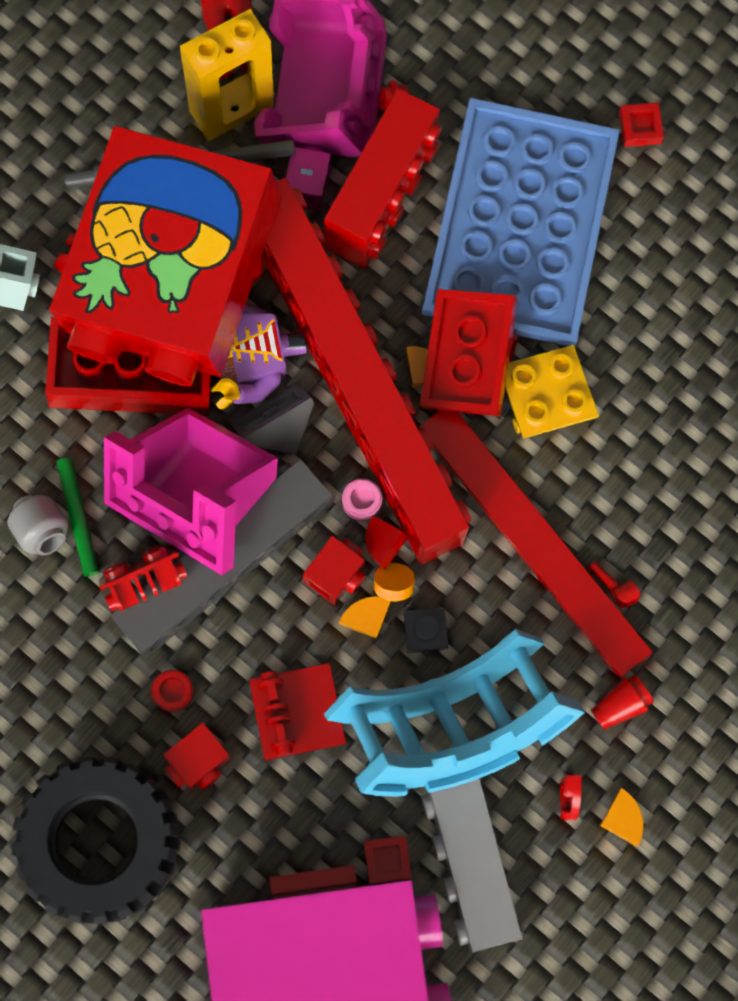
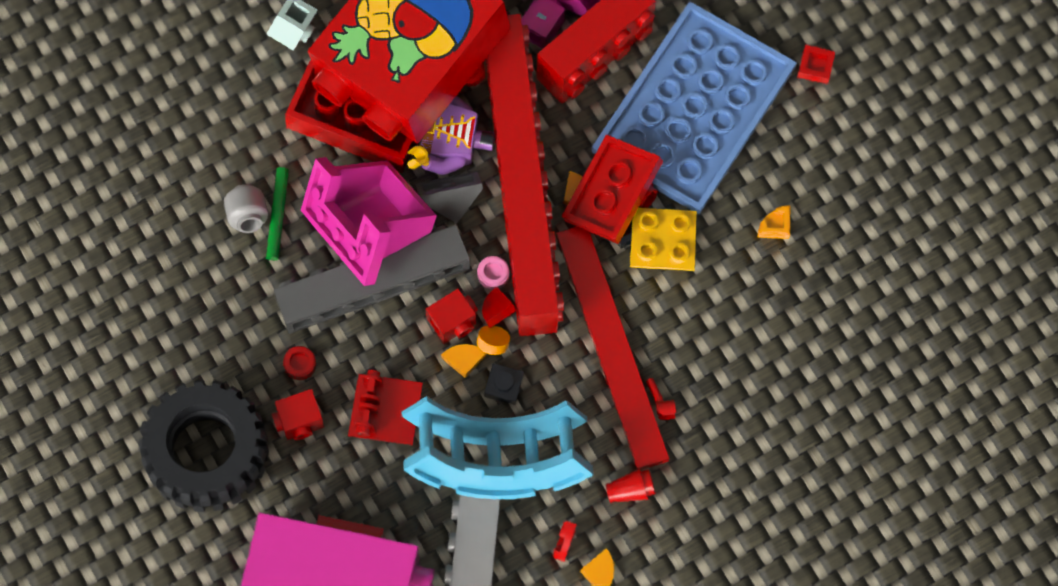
camera: 25 degrees right, 5 degrees down
(120, 574) = (288, 273): red hinge -> none
(387, 860) = (412, 533): red plate -> none
(666, 328) = (776, 224): none -> light orange tile

